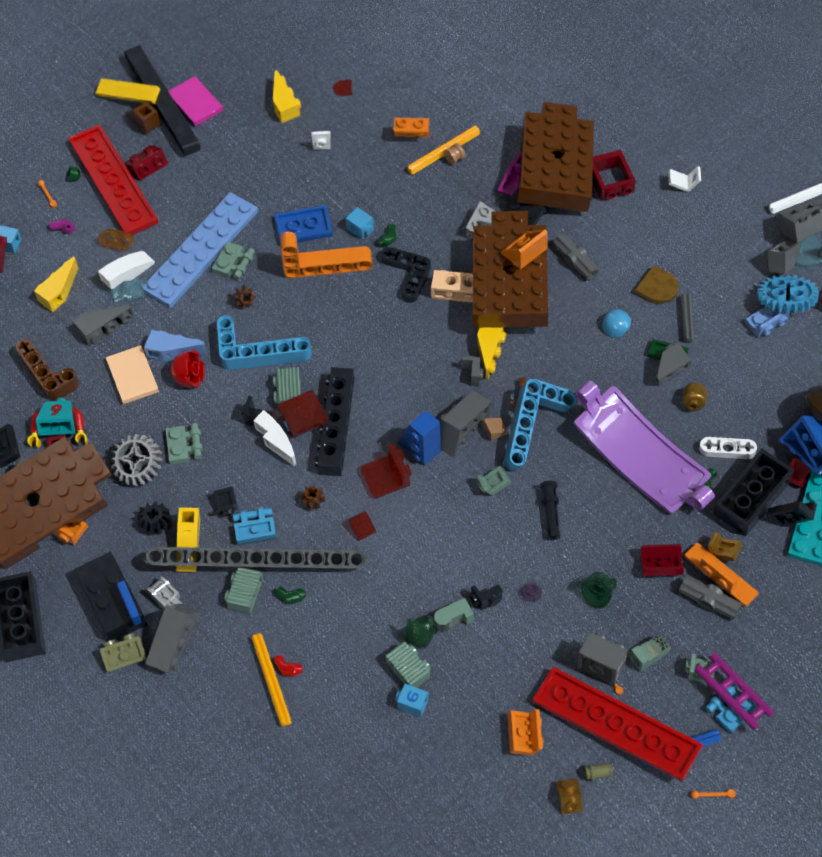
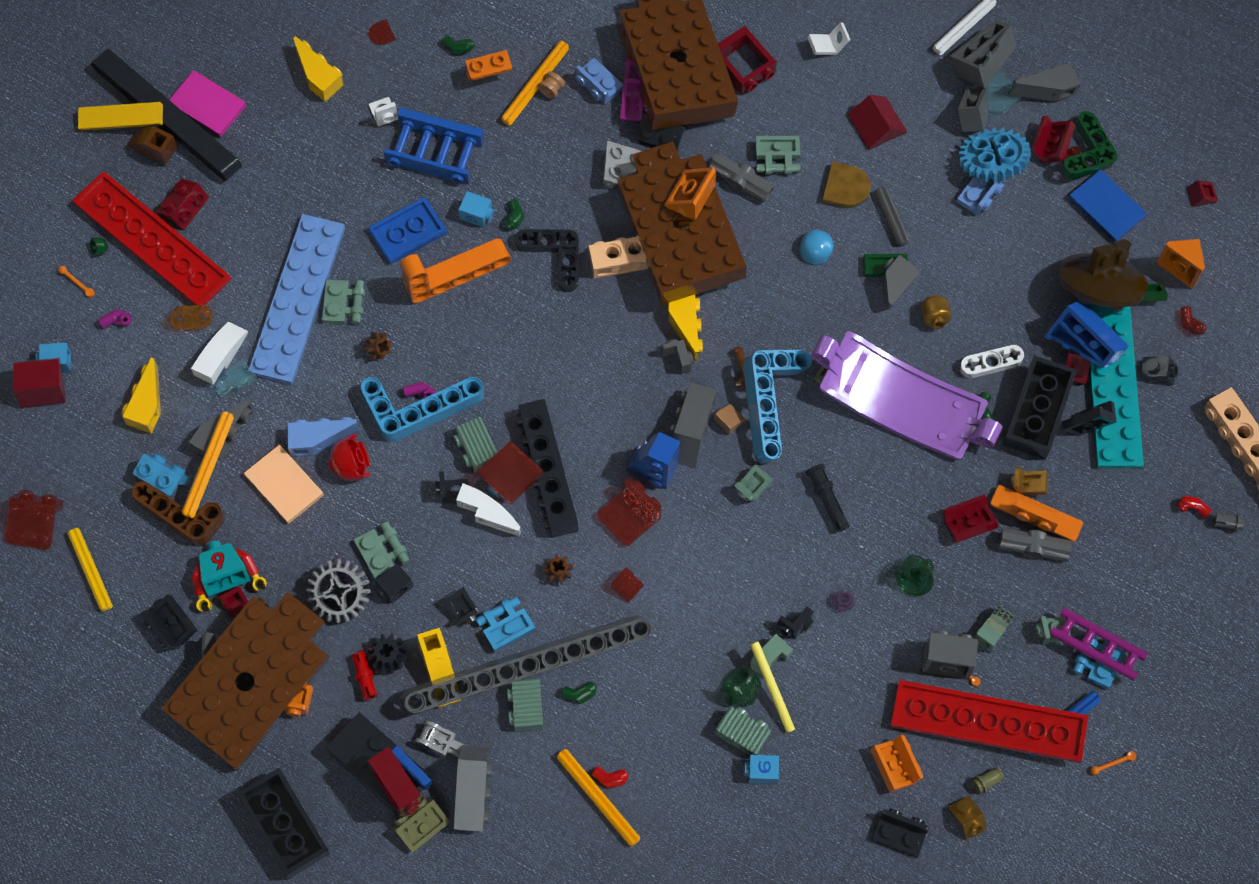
camera: 25 degrees left, 10 degrees up
(43, 338) = (160, 474): none -> dark azure bracket
(78, 340) = (207, 464): none -> light orange axle
(110, 607) = (395, 782): none -> dark red window
(129, 529) = (364, 675): none -> red pin
(181, 469) = (393, 584): none -> black brick
(260, 336) = (420, 389): none -> magenta arm
(350, 157) = (434, 126): none -> blue fence
(396, 111) = (458, 47): none -> dark green arm
(445, 637) = (772, 686): none -> light yellow bar
(492, 160) = (598, 80): none -> medium blue bracket
(507, 788) = (900, 832): none -> black bracket
(612, 243) = (777, 148): none -> sand green plate
(701, 246) = (876, 121): none -> dark red slope

